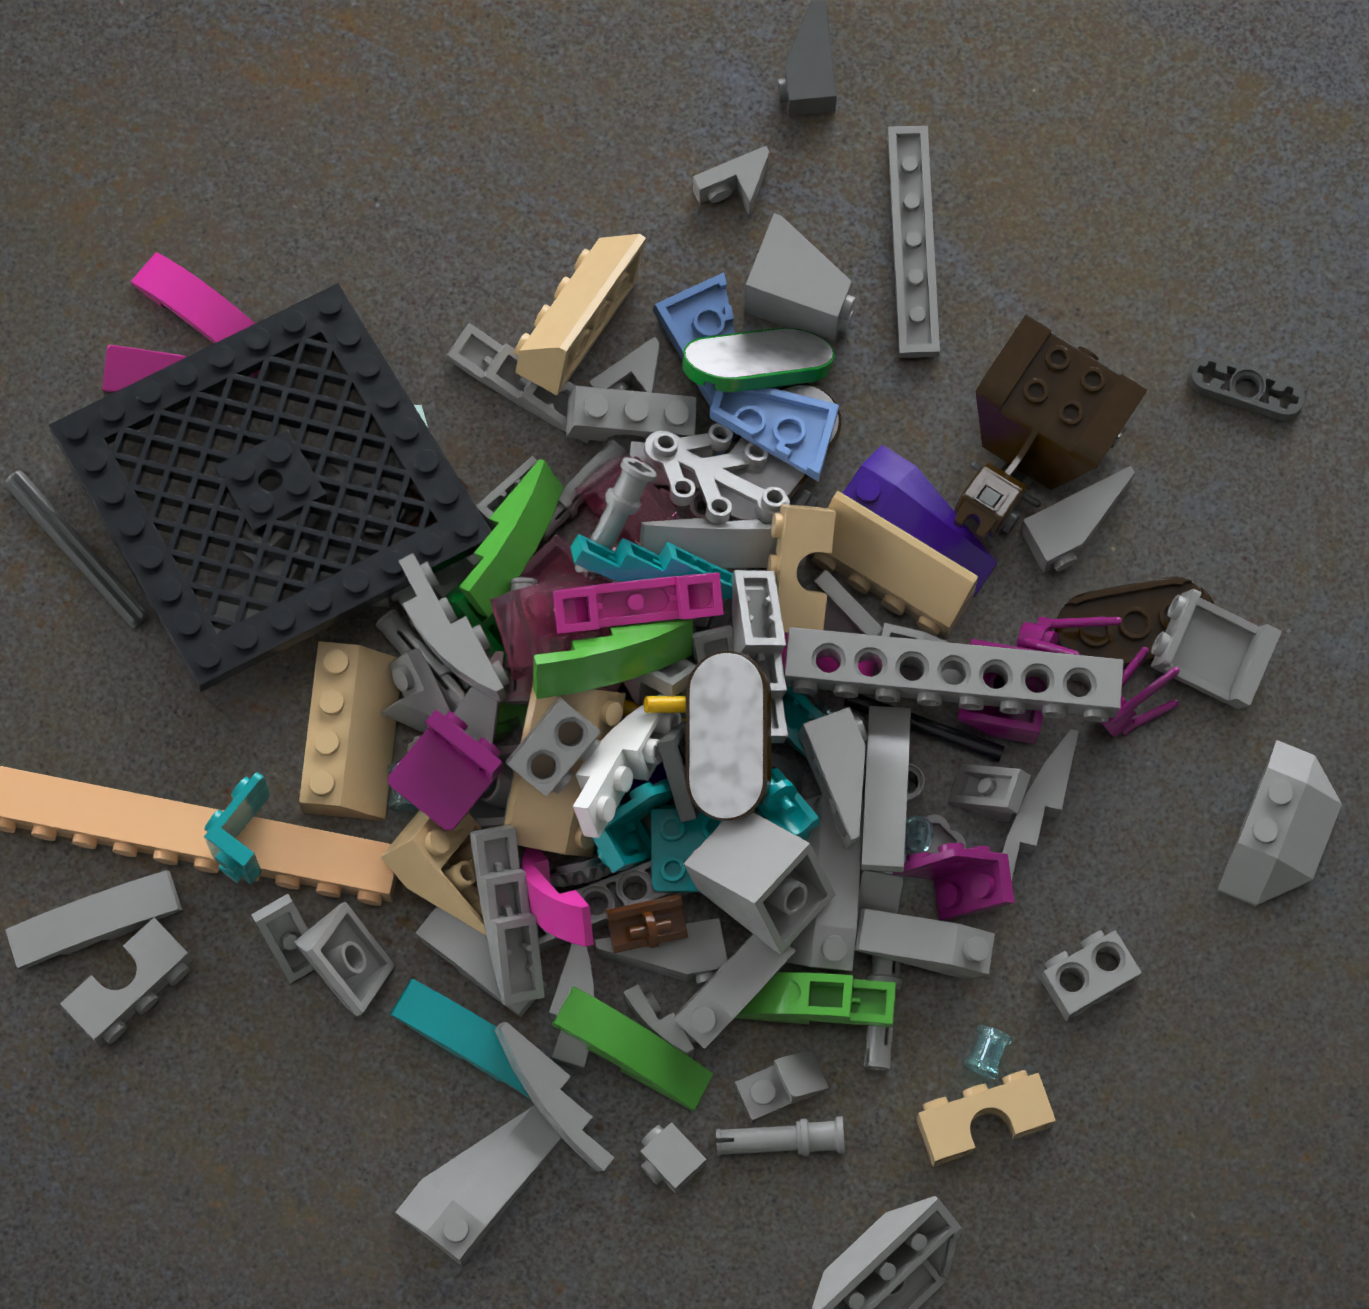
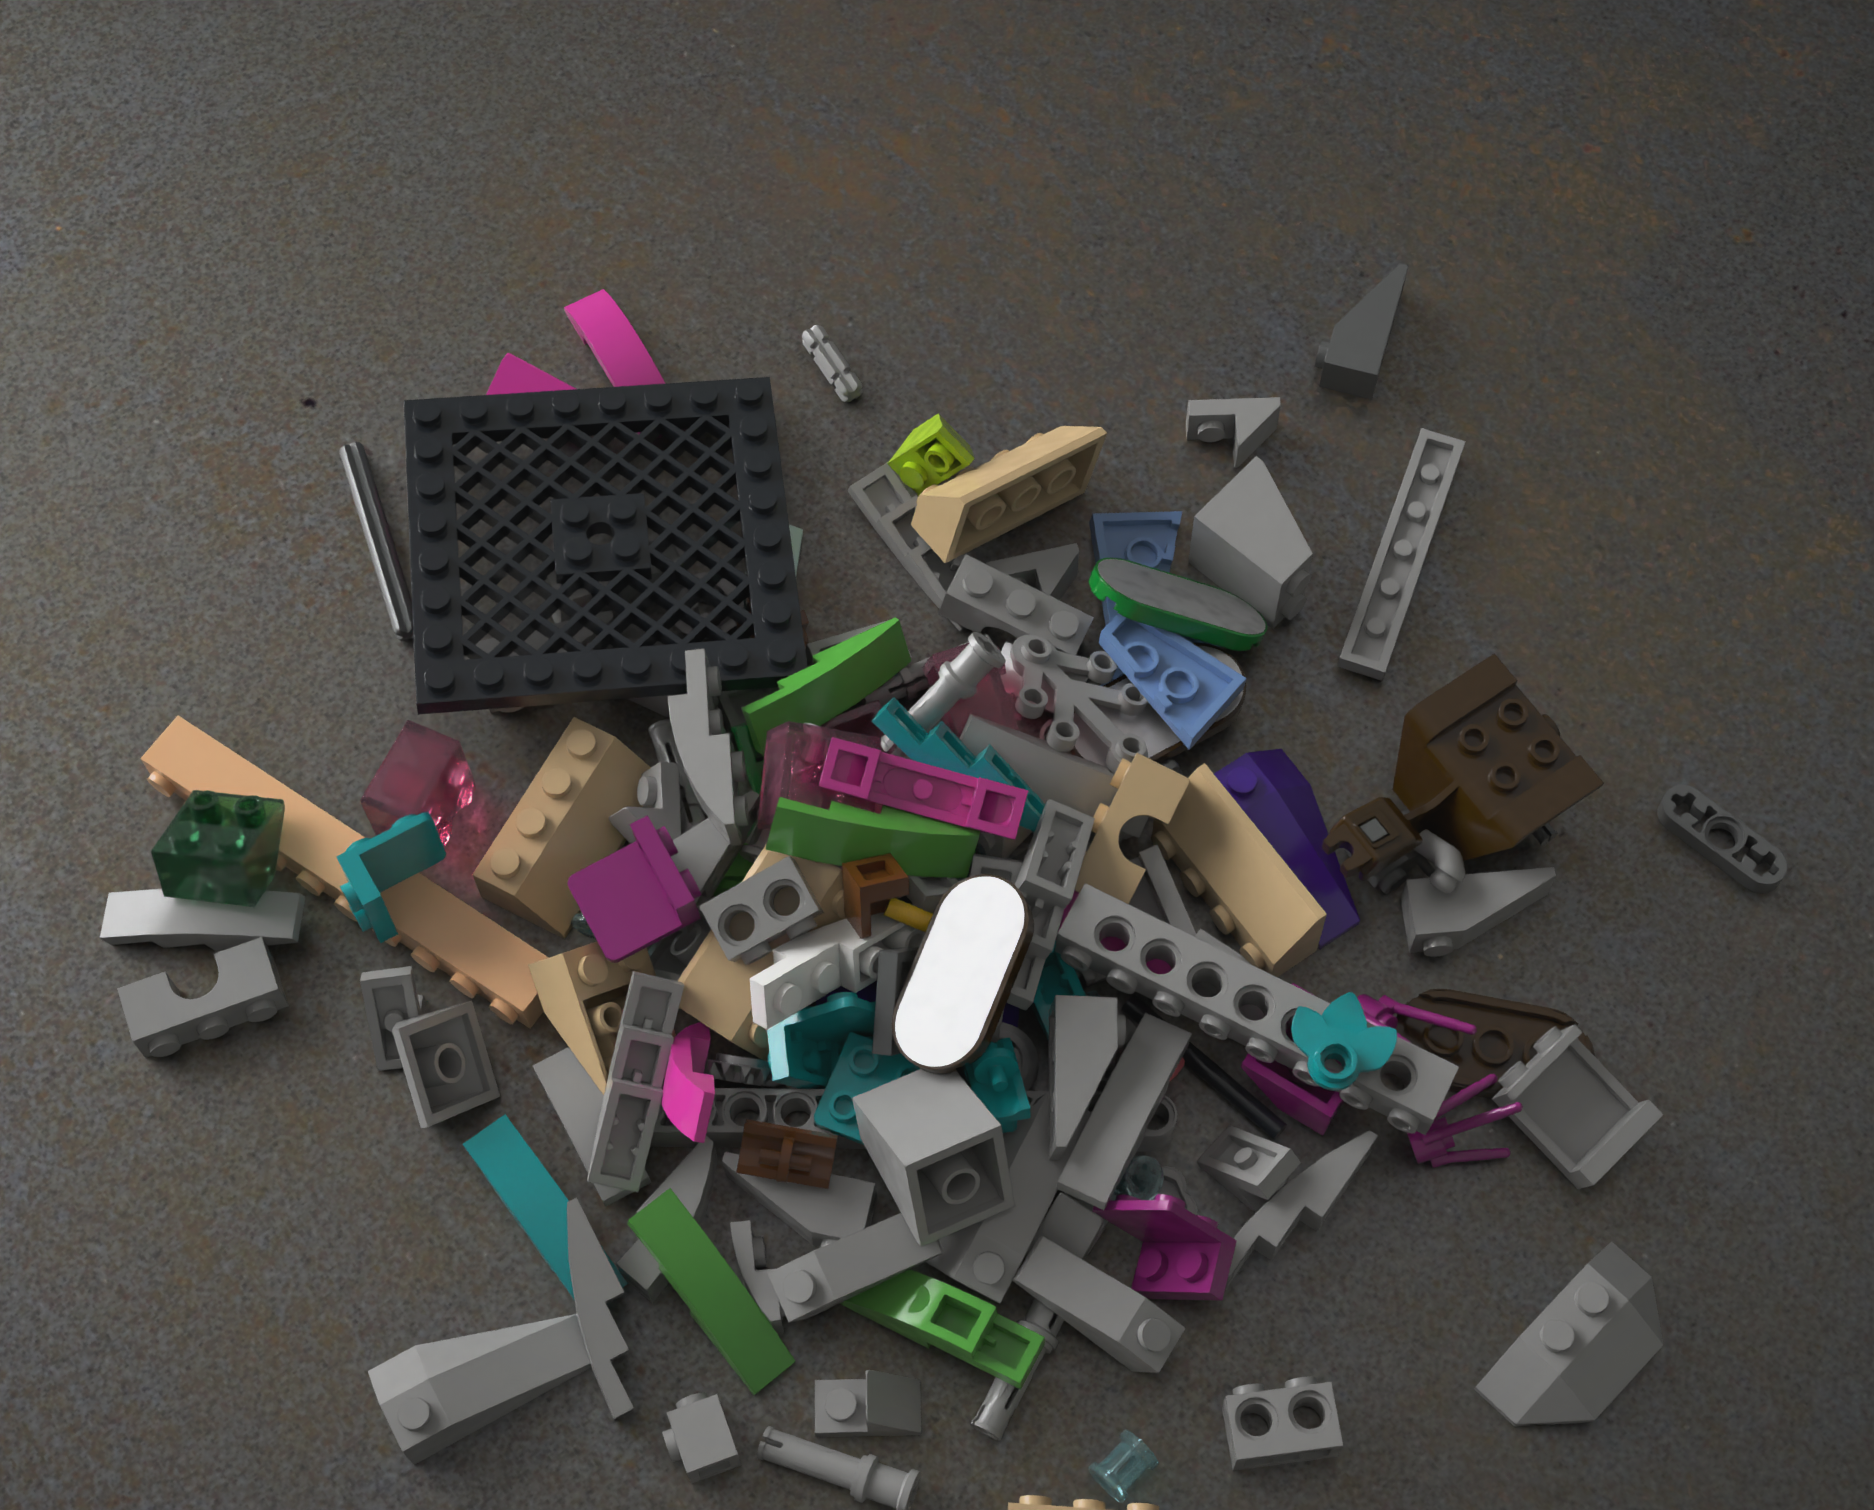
camera: 25 degrees right, 10 degrees down
(88, 859) = (220, 848): none -> clear green slope
(221, 747) = (418, 776): none -> clear pink brick
(380, 248) = (832, 363): none -> light grey axle
(505, 303) = (931, 455): none -> lime slope
(627, 695) = (868, 888): none -> reddish brown panel
(1031, 671) = (1342, 1036): none -> teal plate
(1049, 493) = (1446, 859): none -> light grey arm

